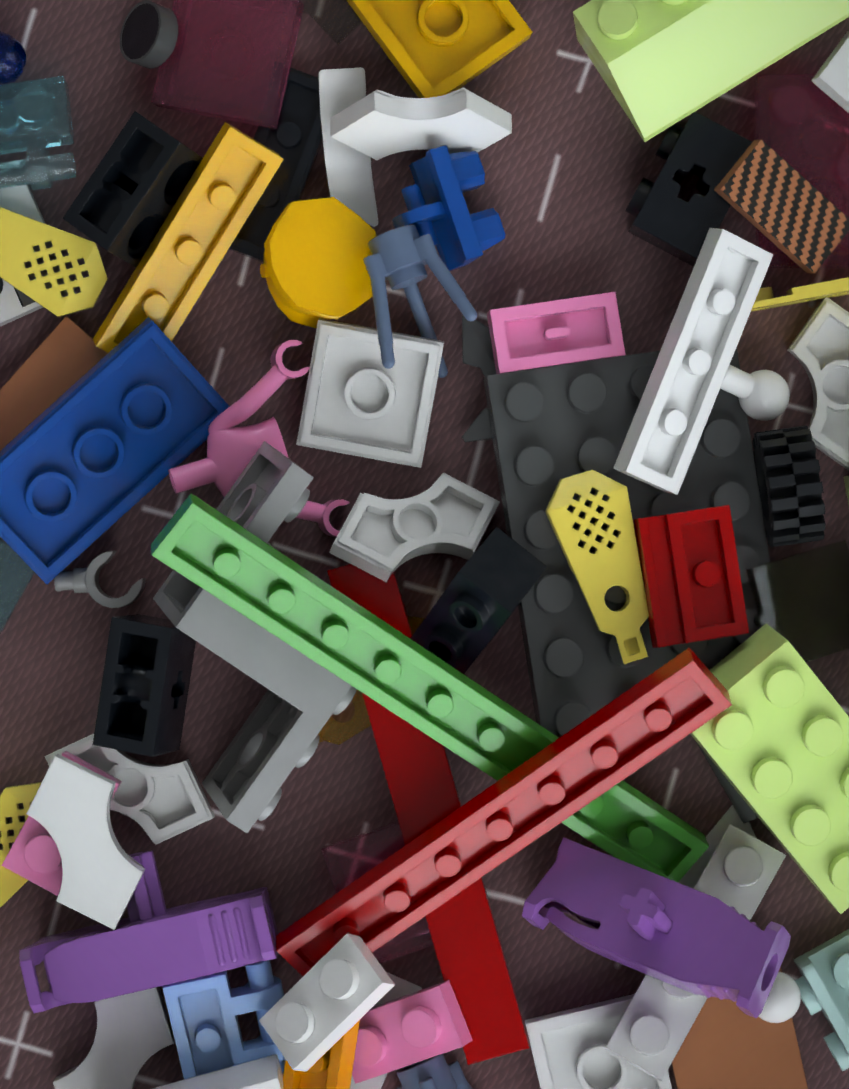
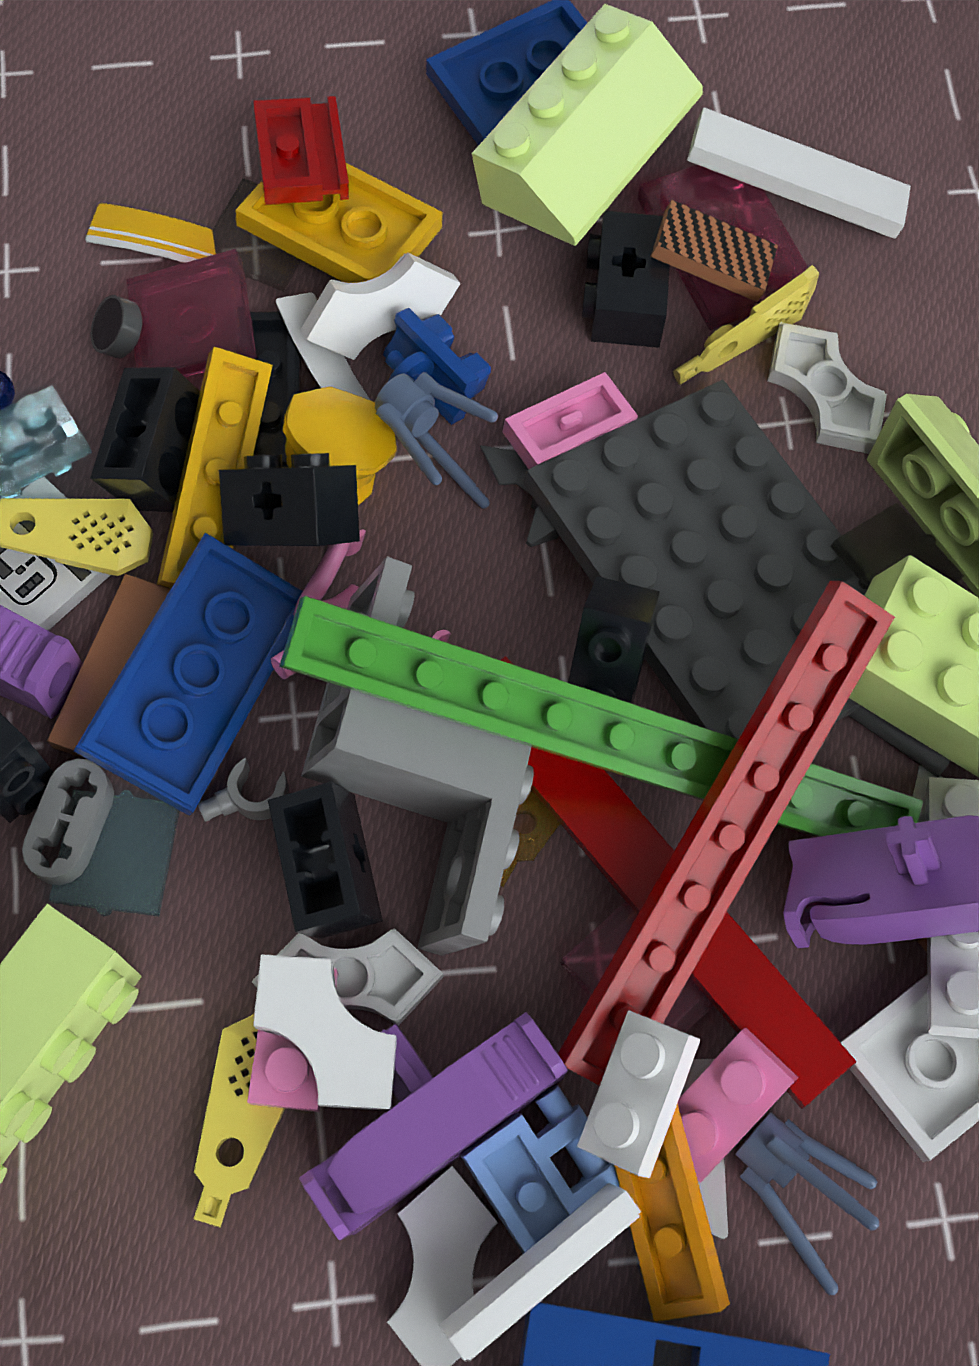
camera: 20 degrees left, 20 degrees down
(241, 326) = (289, 504): none -> black brick
(362, 406) = (435, 530): white tile -> none
(389, 532) = (531, 618): white tile -> none
(606, 566) = (709, 577): light yellow piece -> none
(691, 576) = (785, 555): red plate -> none
(697, 364) = (704, 391): white plate -> none
(789, 486) = (833, 460): black tyre -> none

